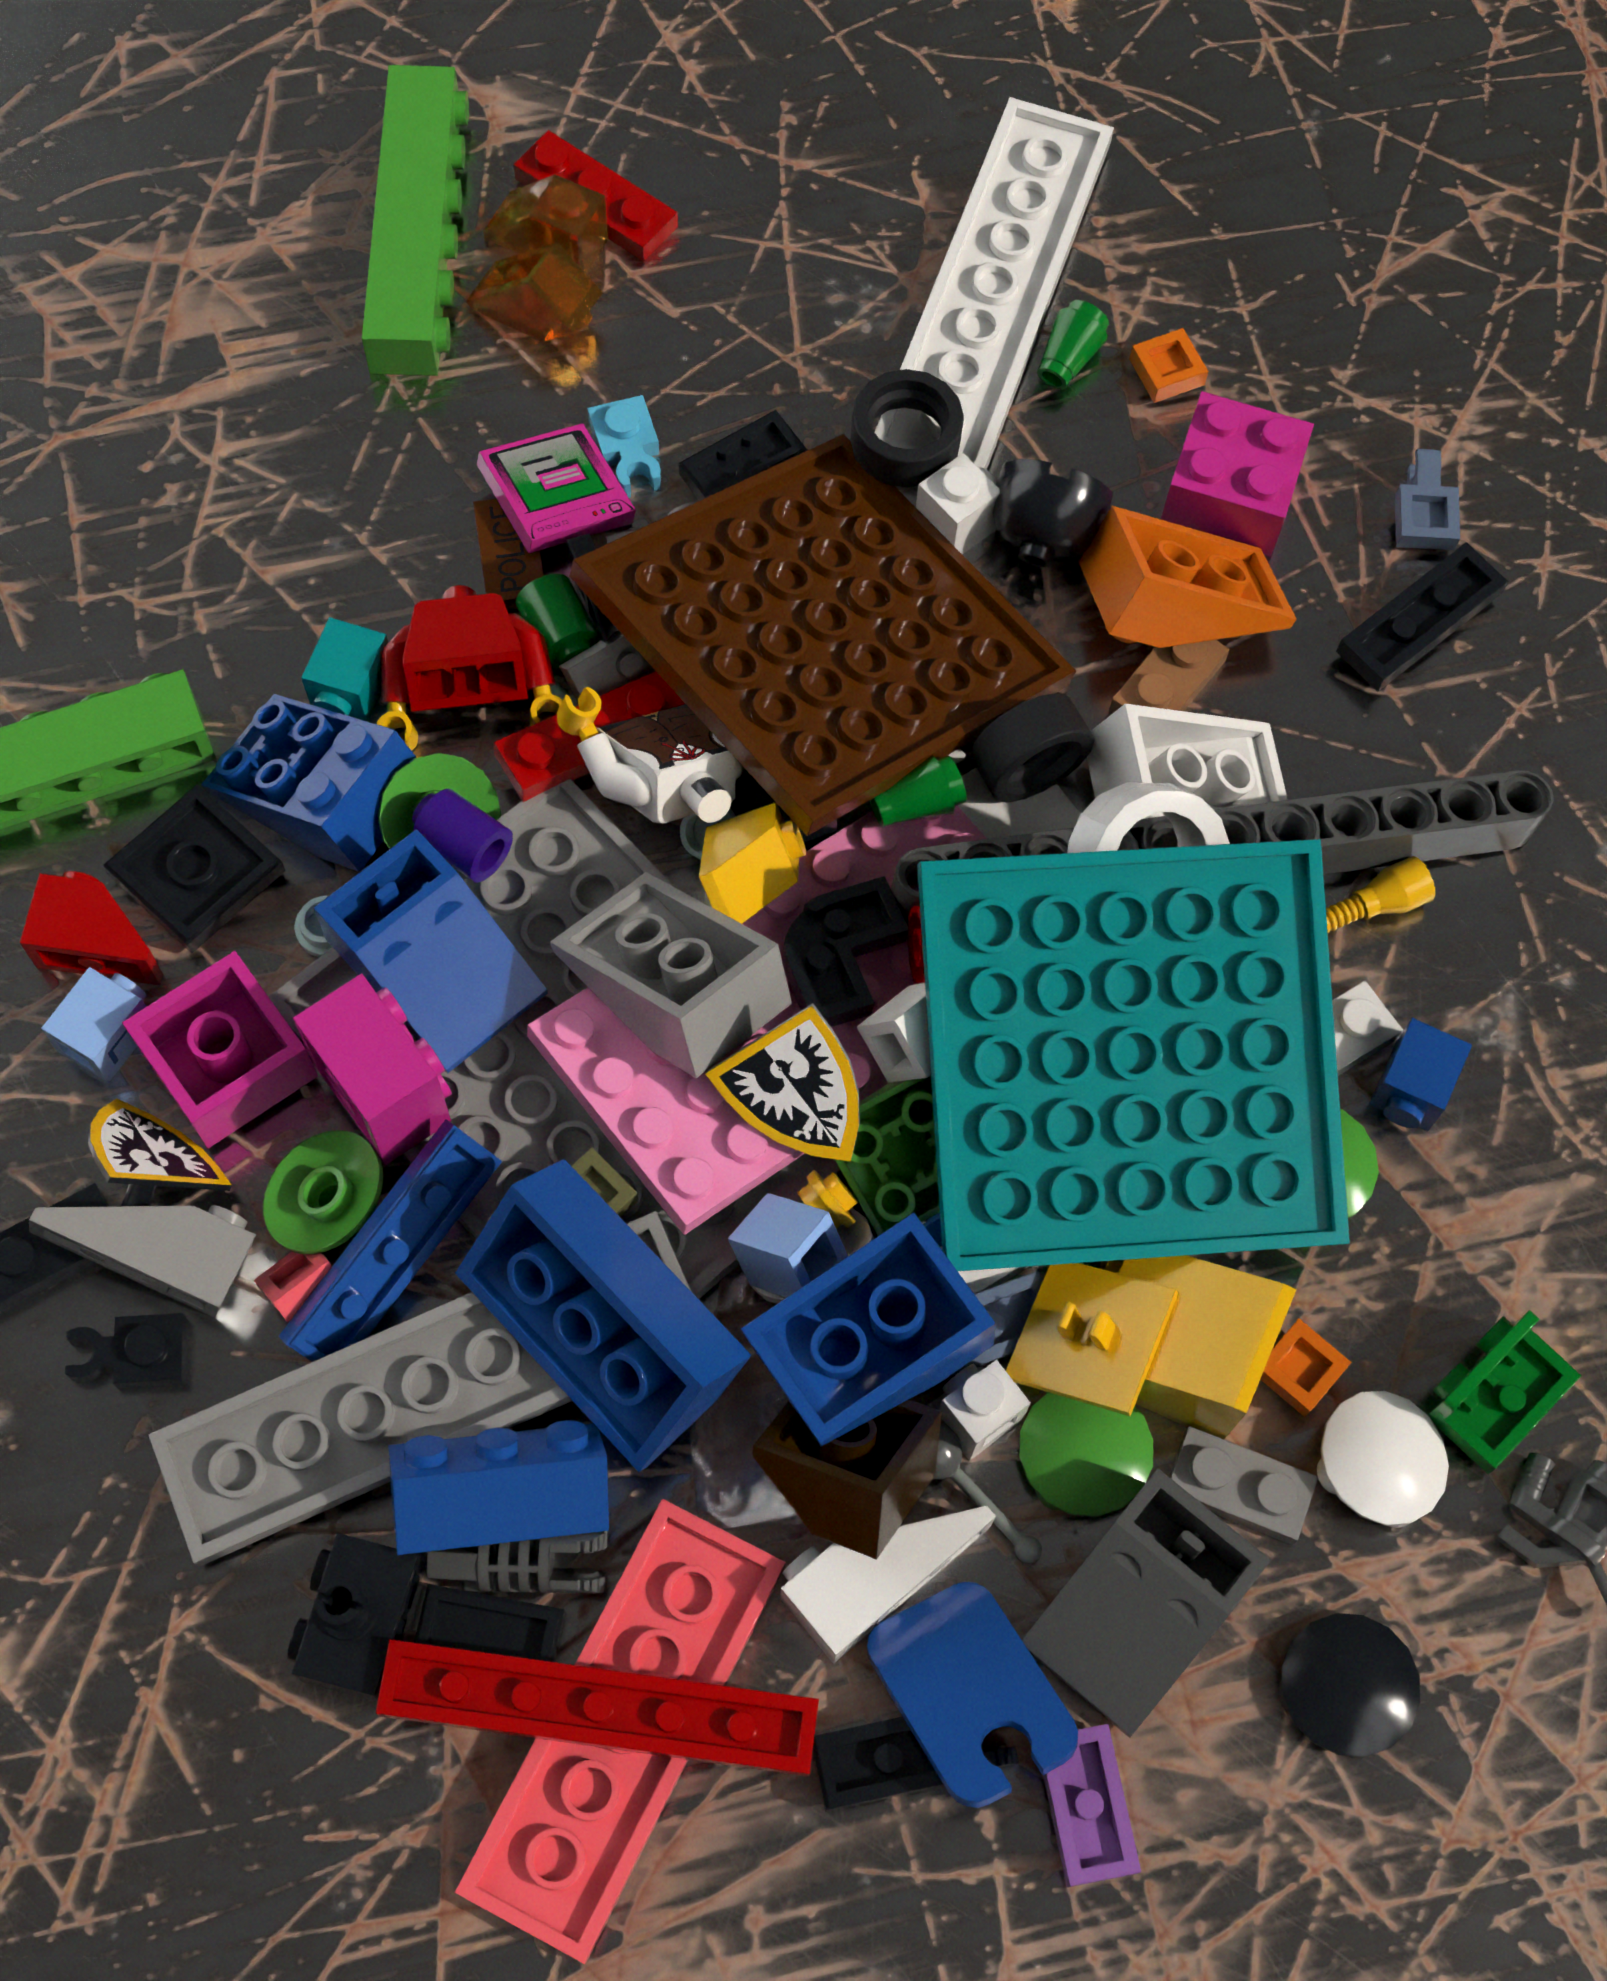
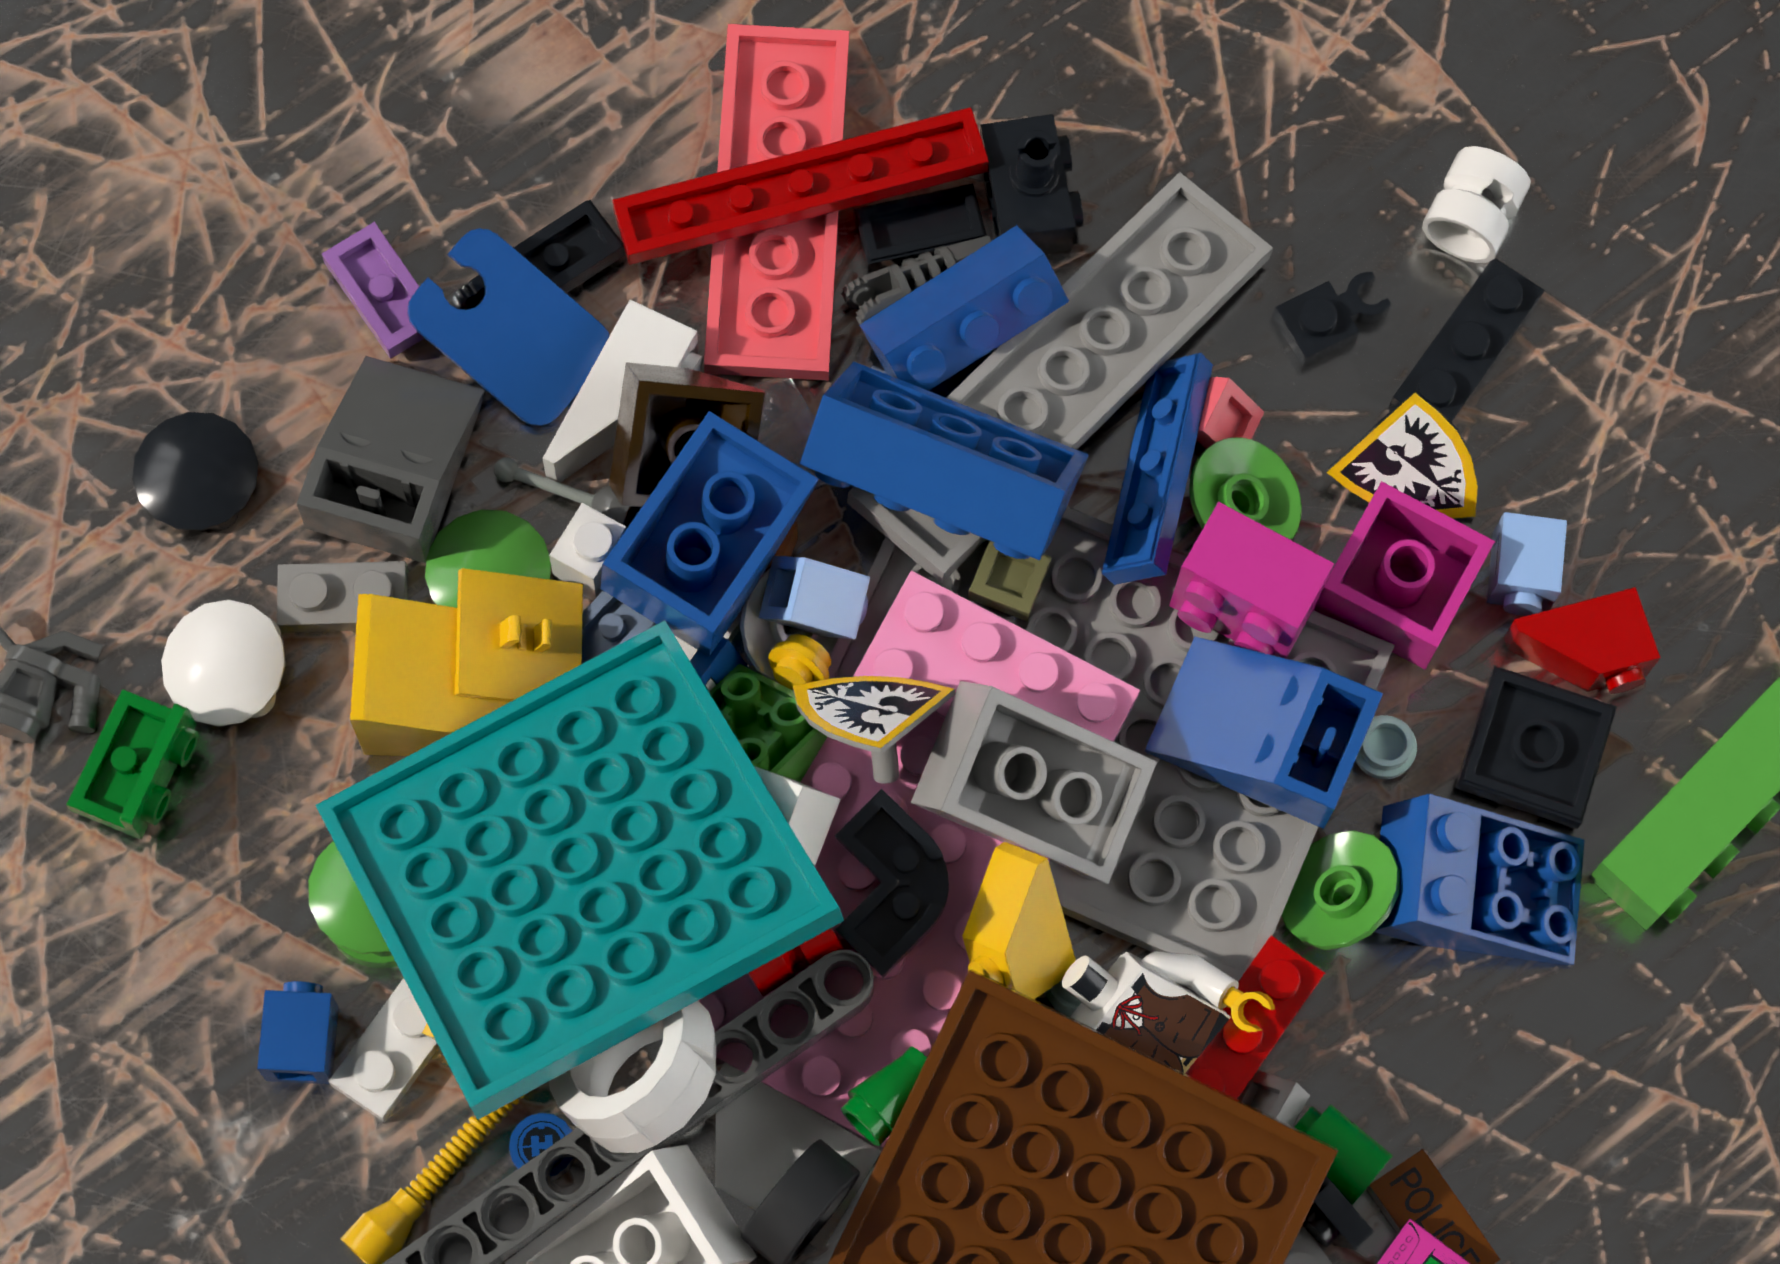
camera: 155 degrees right, 5 degrees up
(166, 1248) = (1348, 389): light grey slope -> none
(345, 669) = (1512, 1002): teal brick -> none
(463, 834) = (1304, 860): dark purple brick -> none
(464, 655) = (1406, 1063): red torso -> none
(1303, 1367) = (319, 714): orange plate -> none

